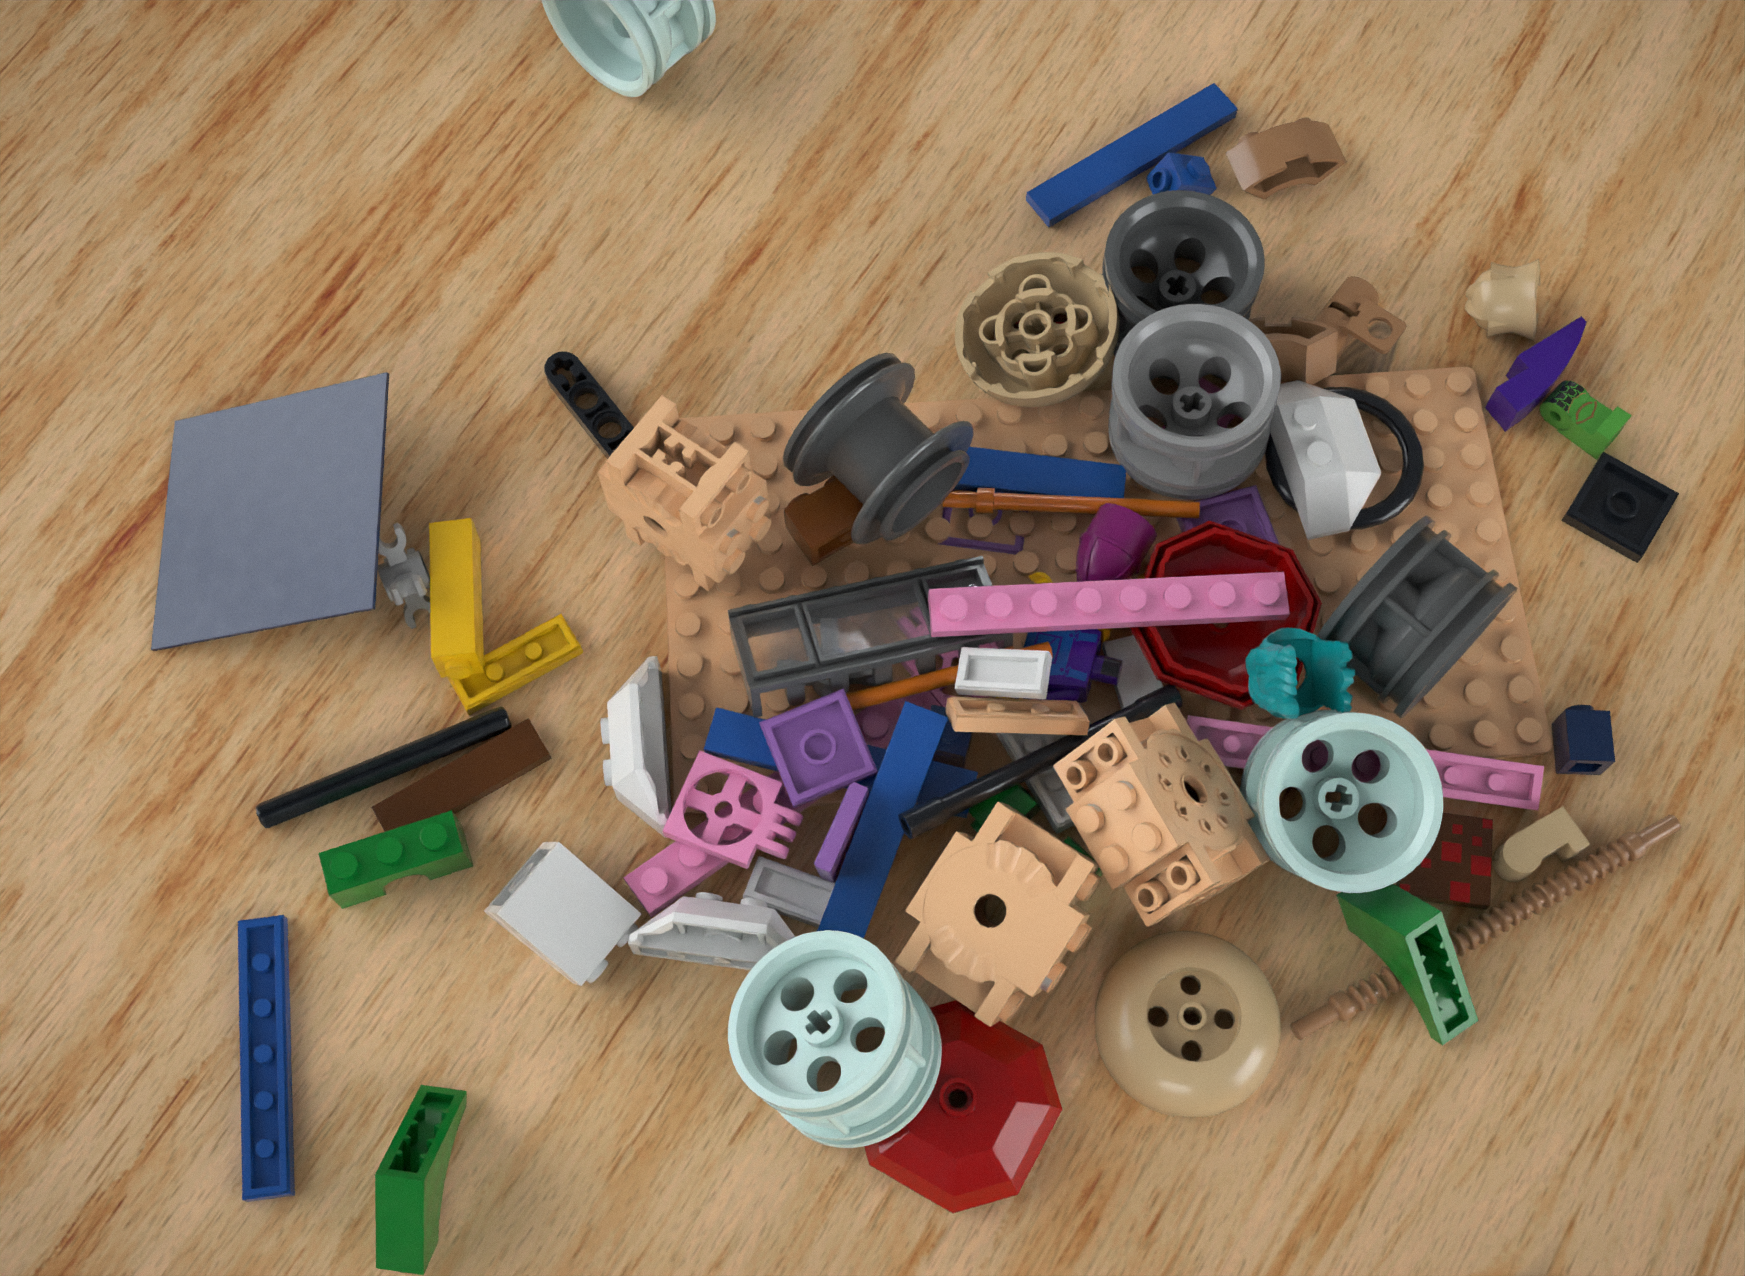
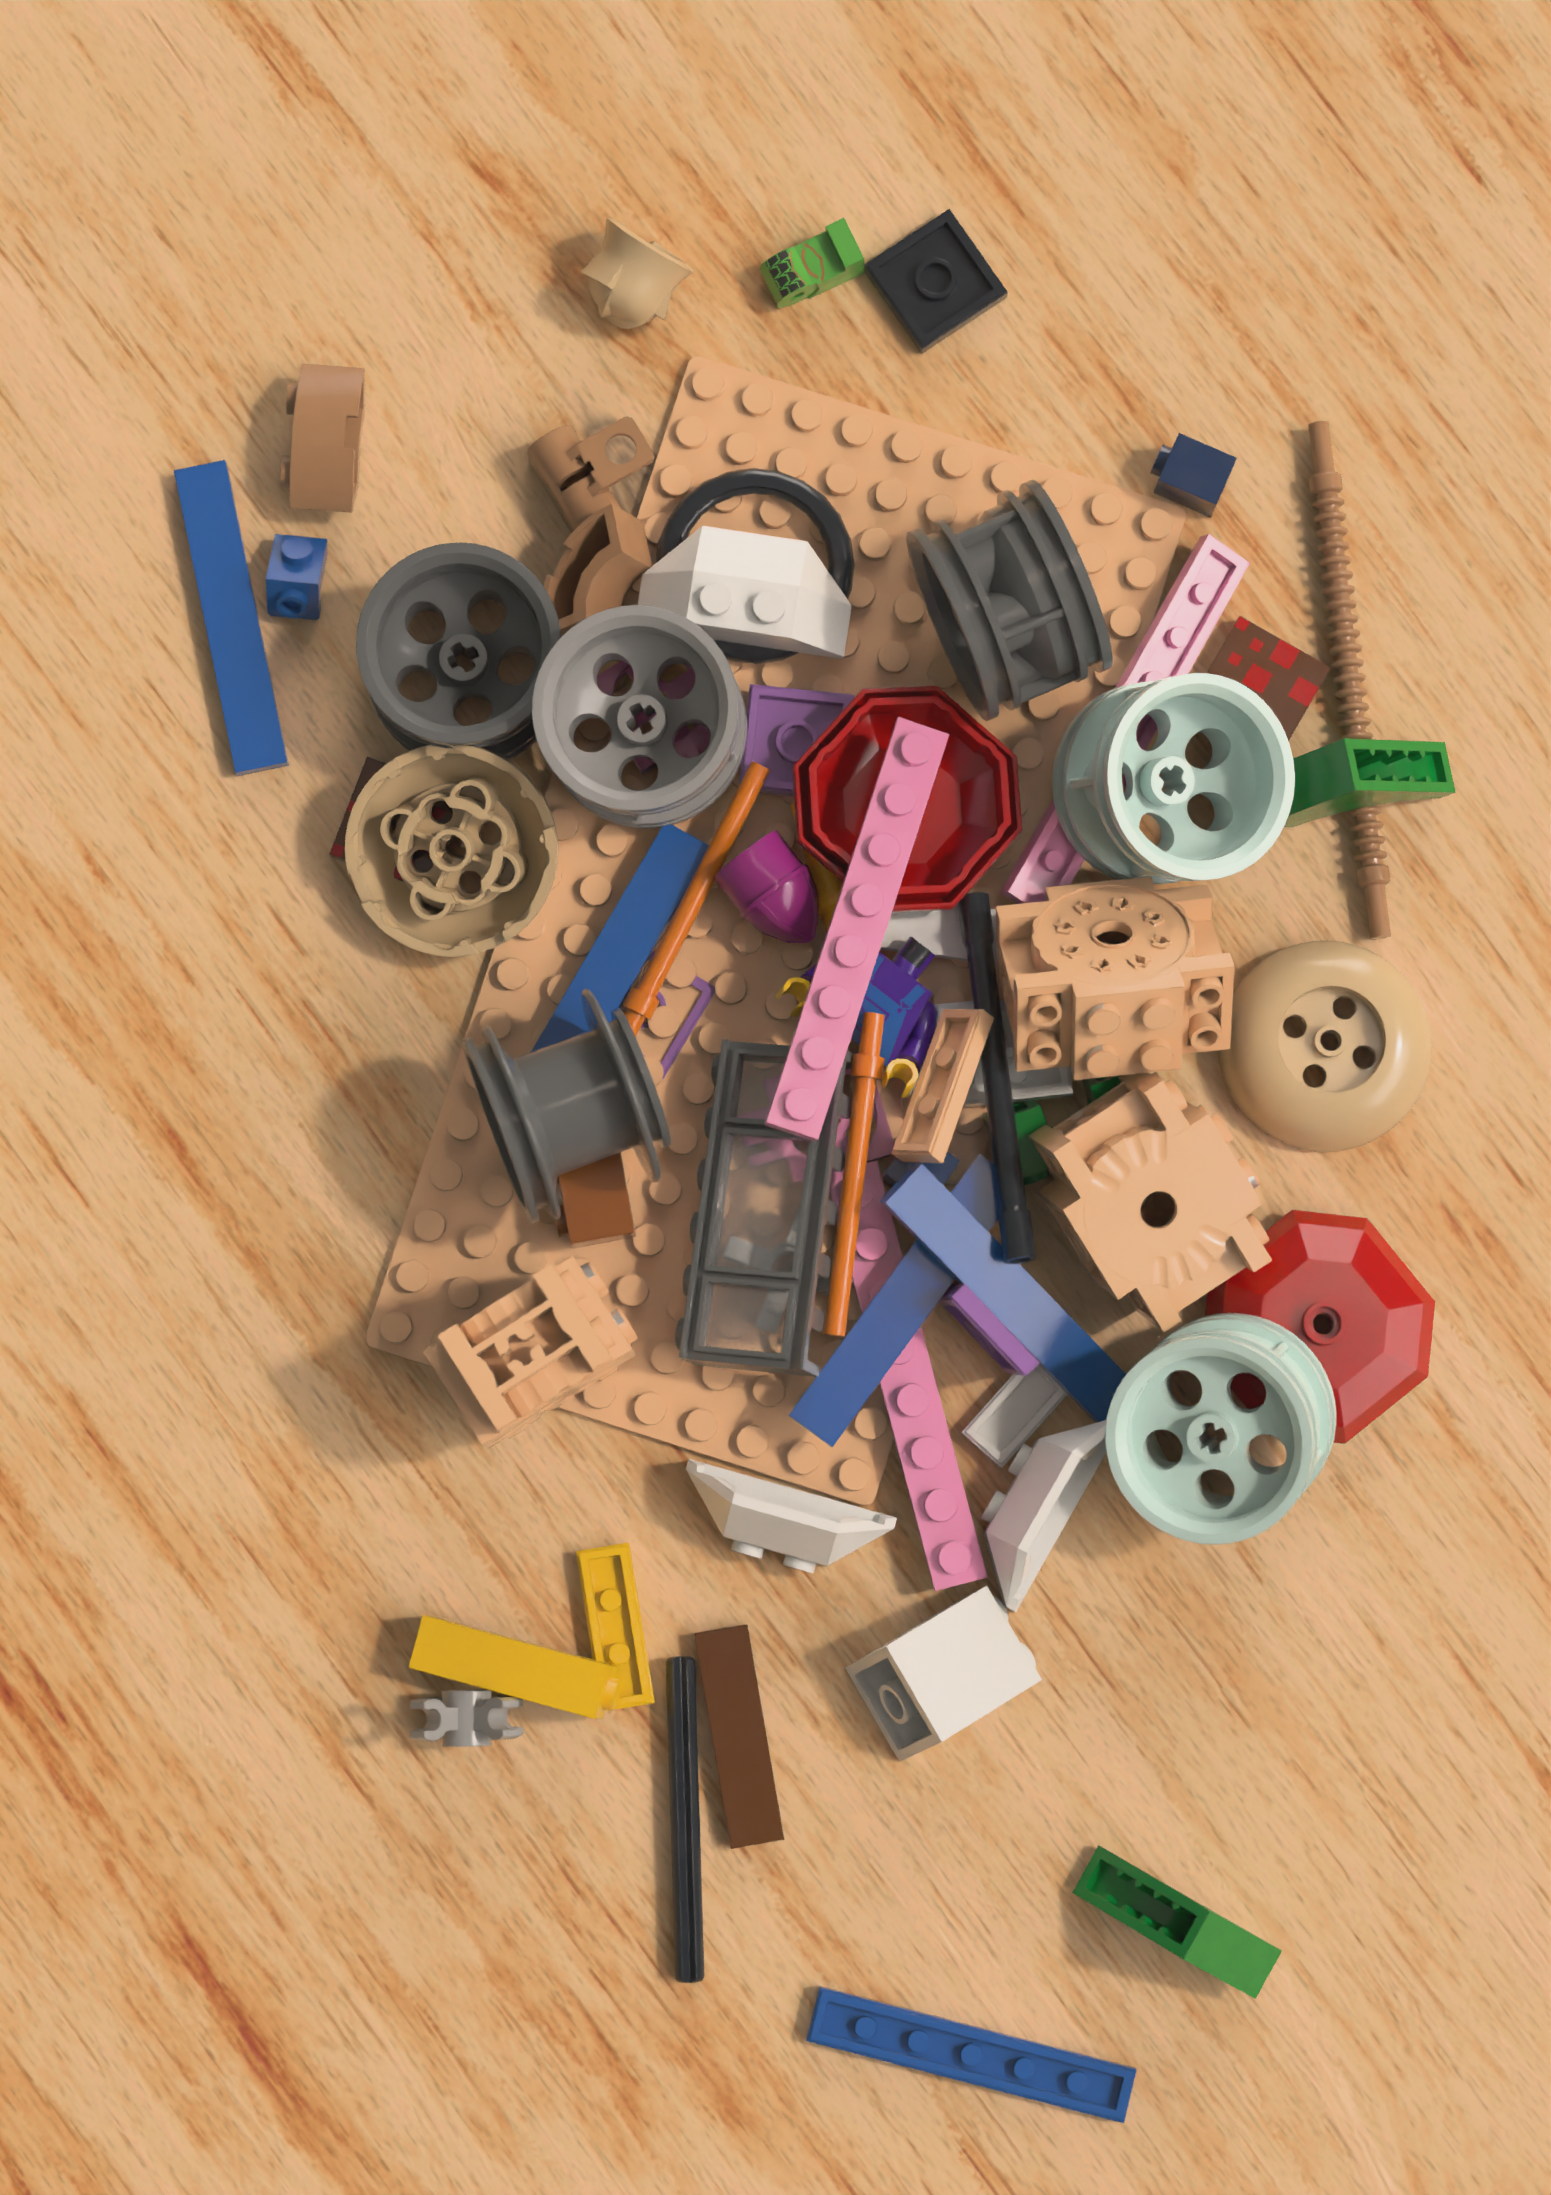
camera: 70 degrees left, 15 degrees up
(273, 514) = (317, 1850): piece -> none
(366, 866) = (810, 1839): green arch -> none
(592, 418) = (329, 1423): black beam -> none
(763, 826) = (943, 1413): bright pink piece -> none
(818, 748) = (887, 1319): medium lavender tile -> none
(1003, 673) = (891, 1080): white tile -> none
(1274, 679) = (1034, 789): teal piece -> none
(1530, 846) = (1284, 587): tan leg -> none
(1534, 375) = (739, 290): dark purple slope -> none

